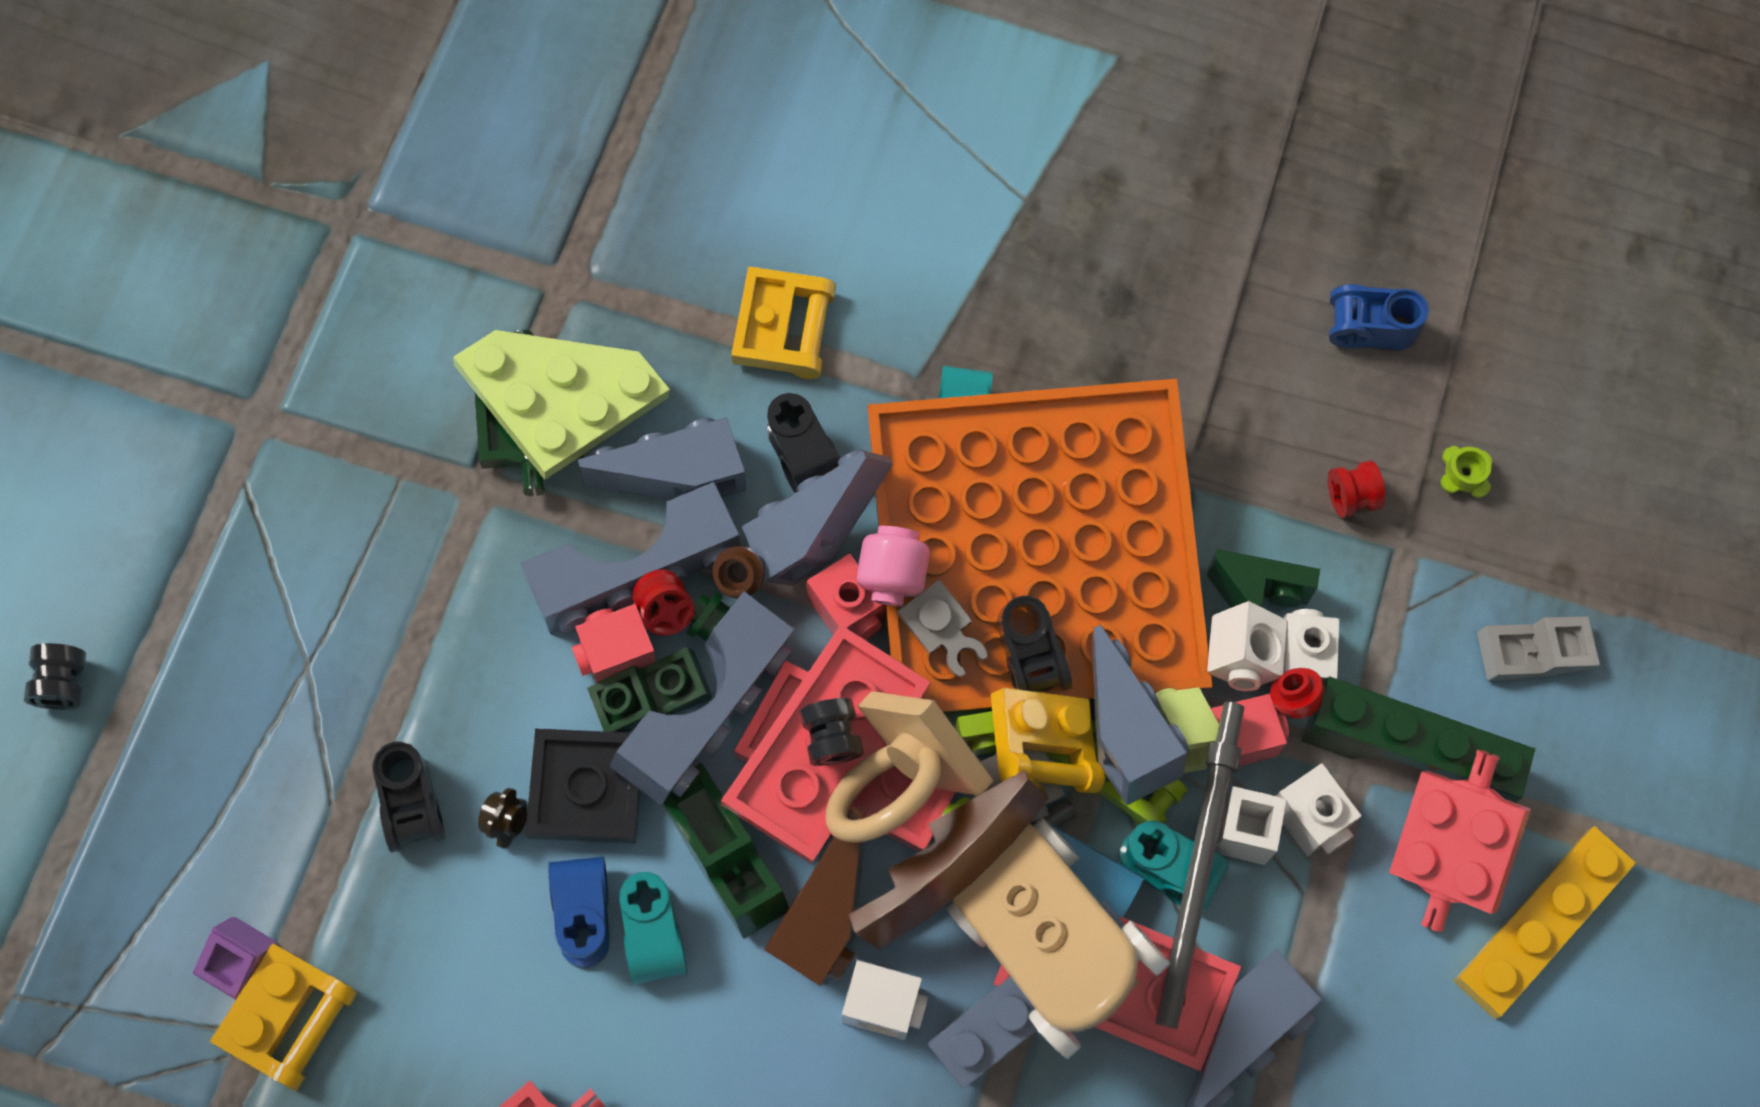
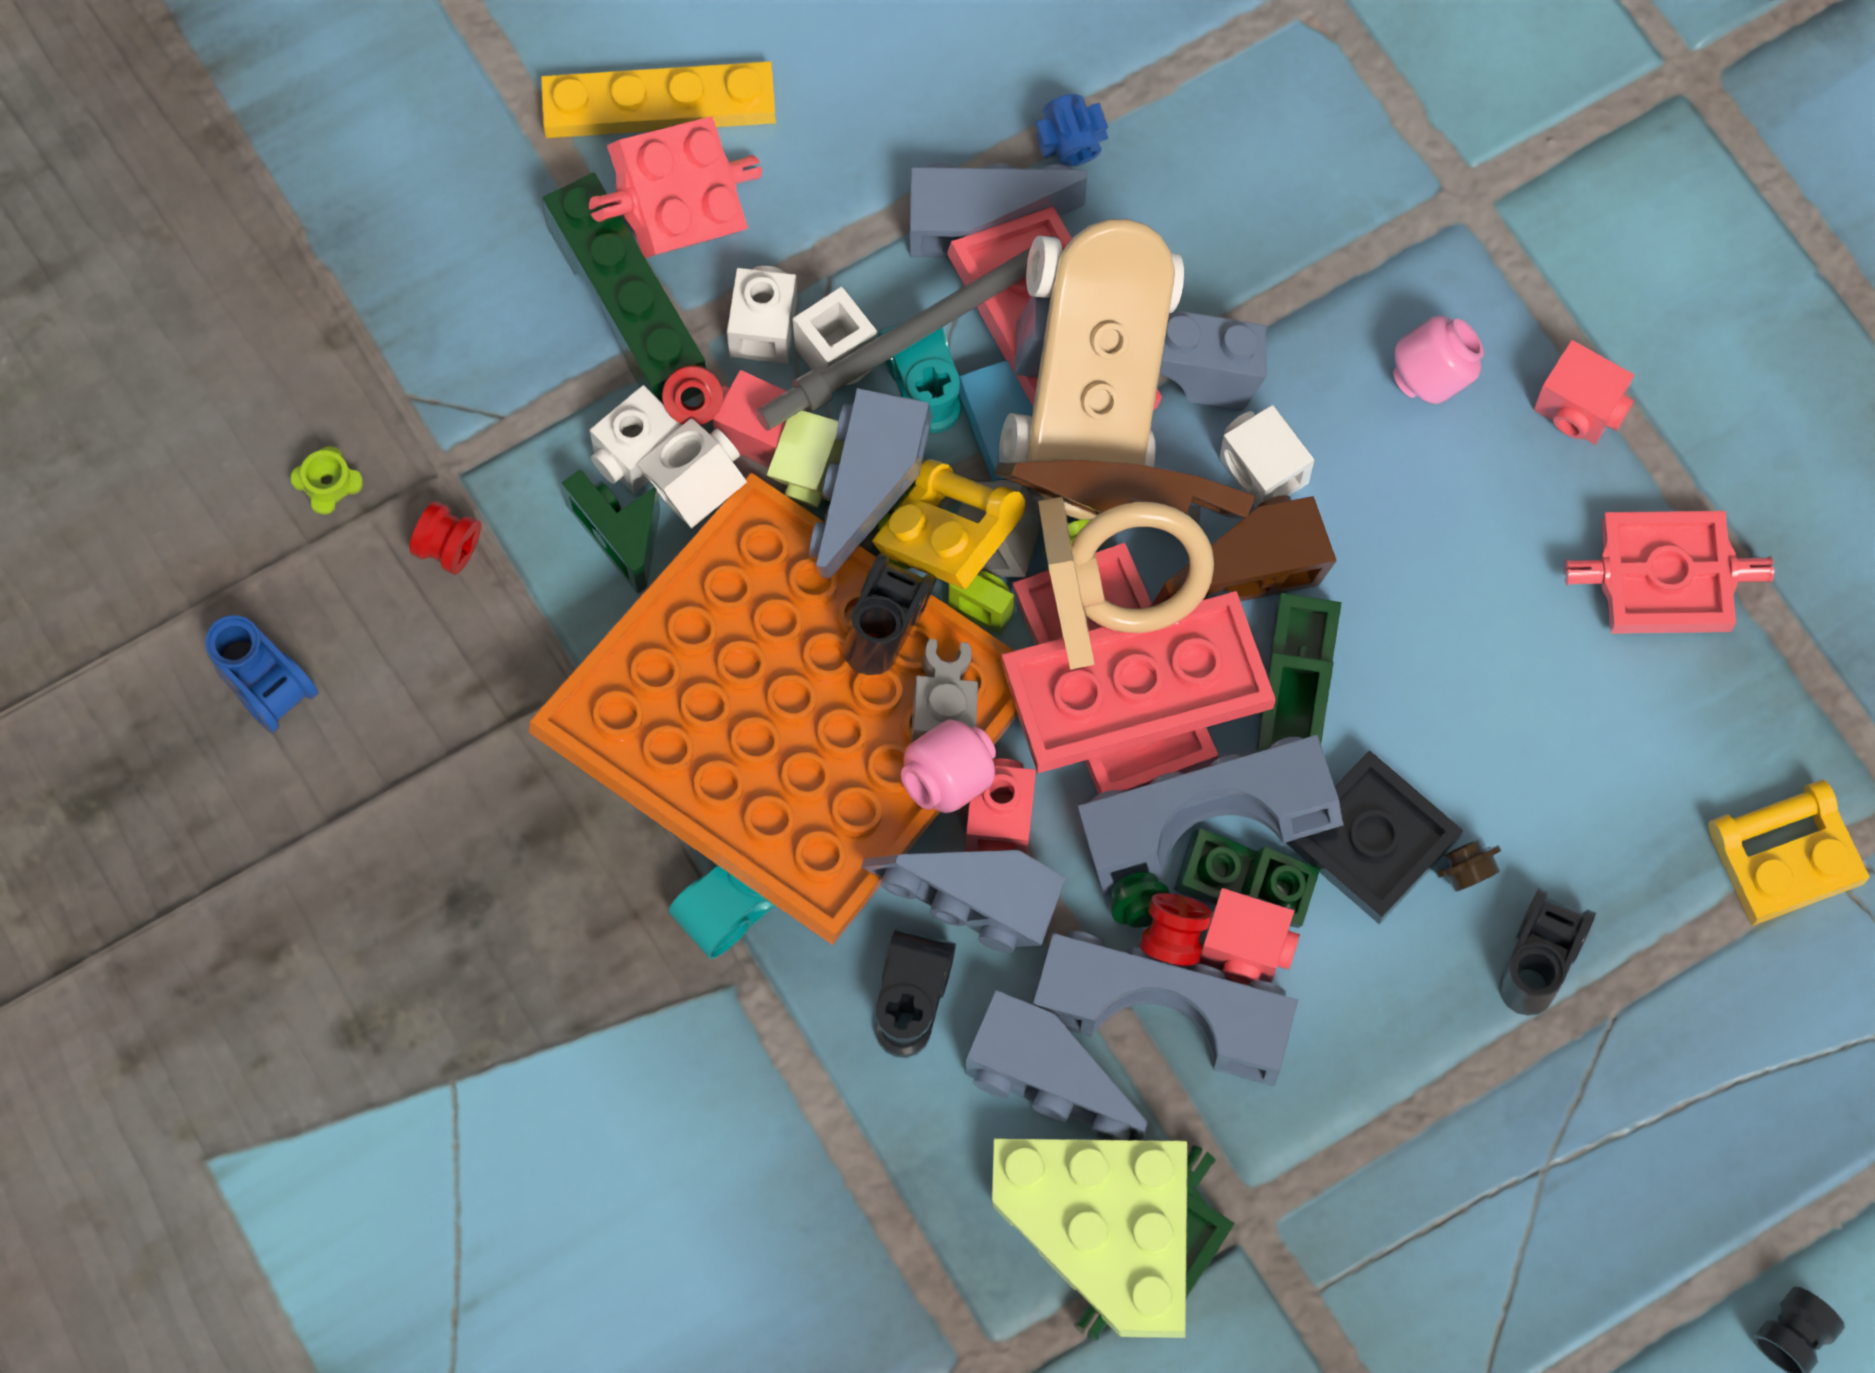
camera: 135 degrees left, 0 degrees up
(231, 956) = (1796, 941): medium lavender slope -> none
(578, 902) = (1458, 737): blue piece -> none
(651, 938) = (1415, 664): teal piece -> none
(725, 577) = (1083, 902): reddish brown plate -> none
(766, 321) = (830, 1150): yellow plate -> none
(831, 732) = (1135, 663): black wheel -> none
(1538, 649) = (431, 293): light grey slope -> none

